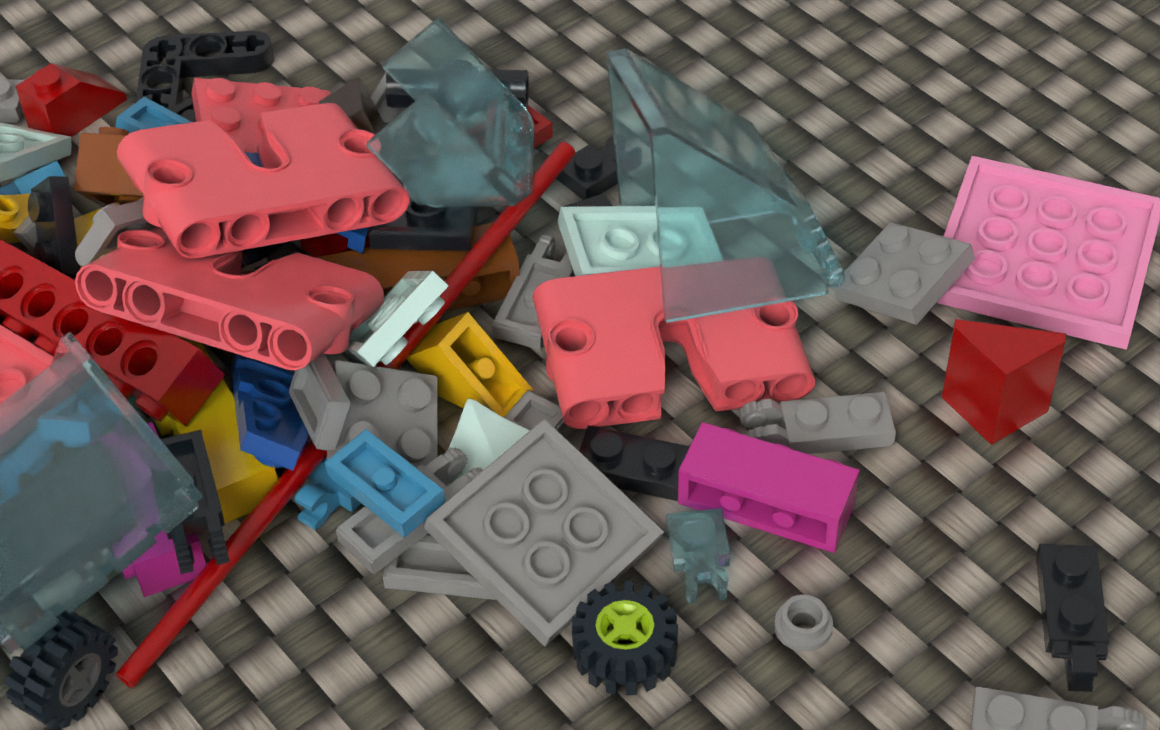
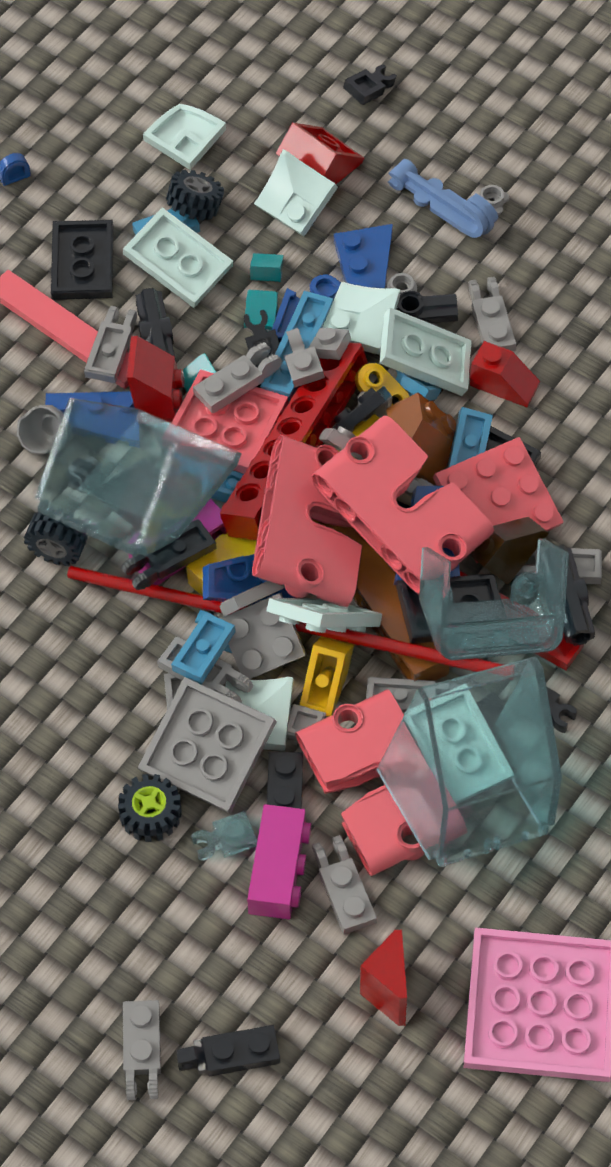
camera: 75 degrees right, 10 degrees up
(238, 54) = (567, 426): black beam -> none
(803, 610) = (180, 893): light grey plate -> none
(904, 272) = (482, 911): light grey plate -> none

